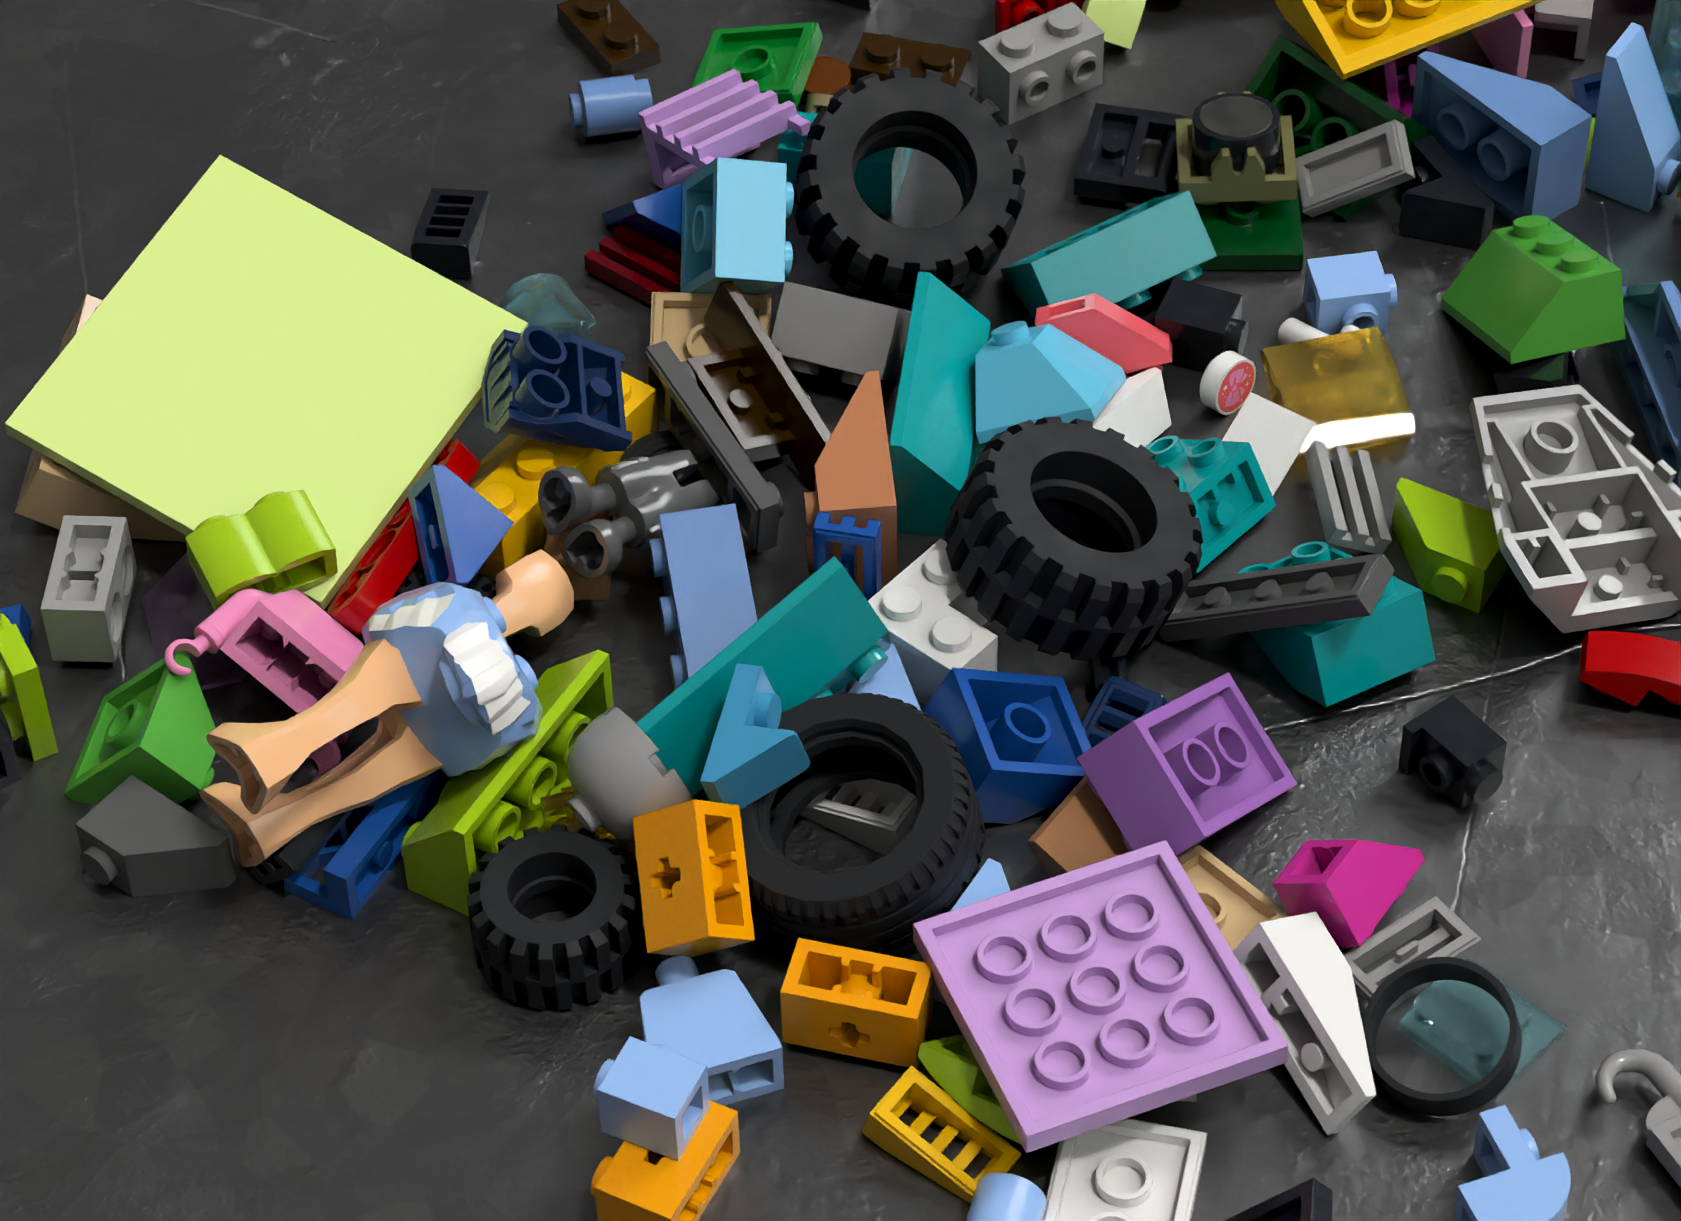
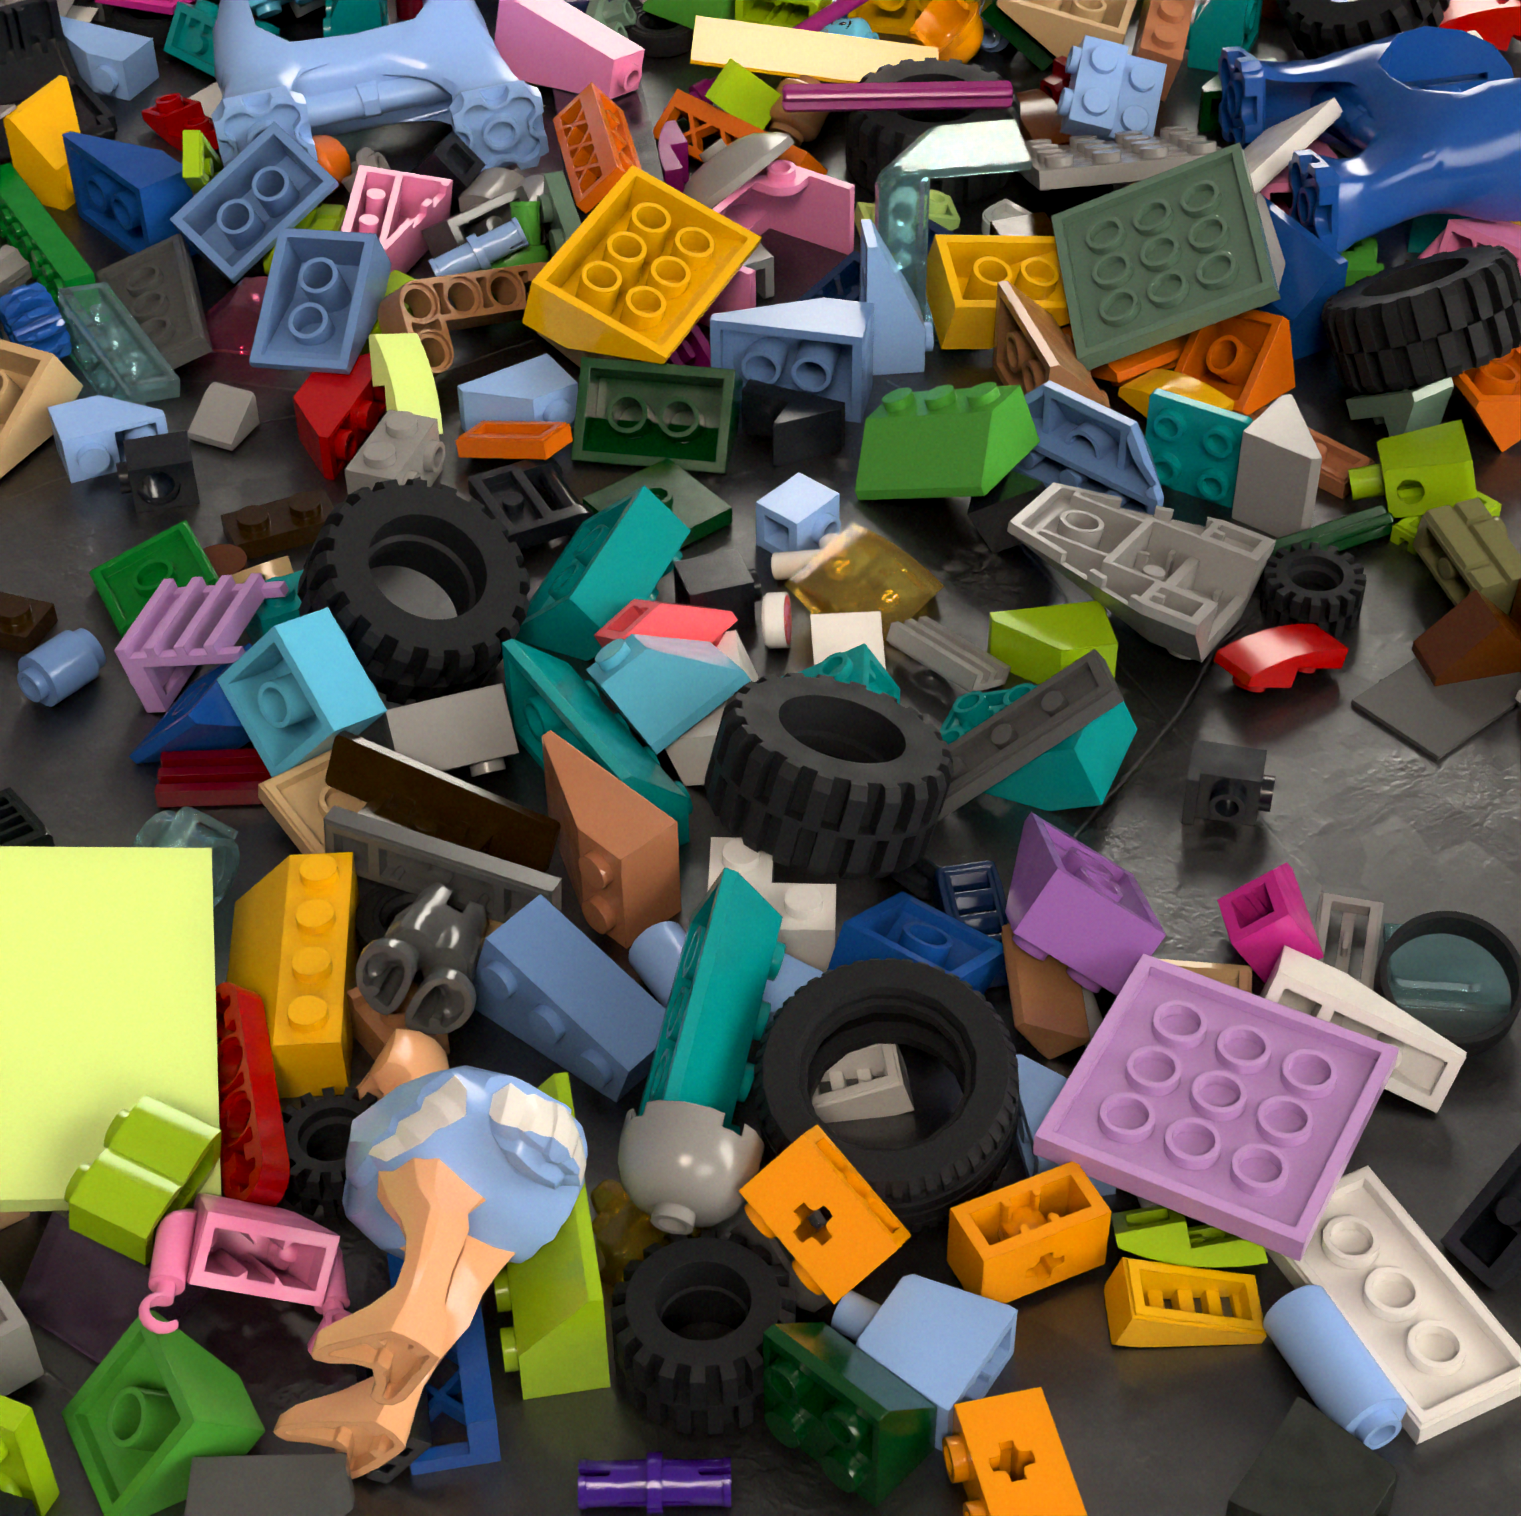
camera: 40 degrees left, 5 degrees down
(427, 1002) = (654, 1482): none -> dark purple pin
(453, 526) = (307, 1059): slope -> none
(555, 390) = (287, 891): dark blue slope -> none
(587, 1021) = (844, 1409): none -> dark green slope
(652, 1097) = (983, 1418): light blue brick -> none
(748, 749) = (788, 1071): dark azure slope -> none
(850, 536) = (632, 878): blue tile -> none
(1168, 84) = (514, 439): none -> orange tile
(1214, 47) = (522, 392): none -> light blue slope
(1236, 151) = (622, 450): piece -> none
(1354, 168) = (716, 427): light grey tile -> none

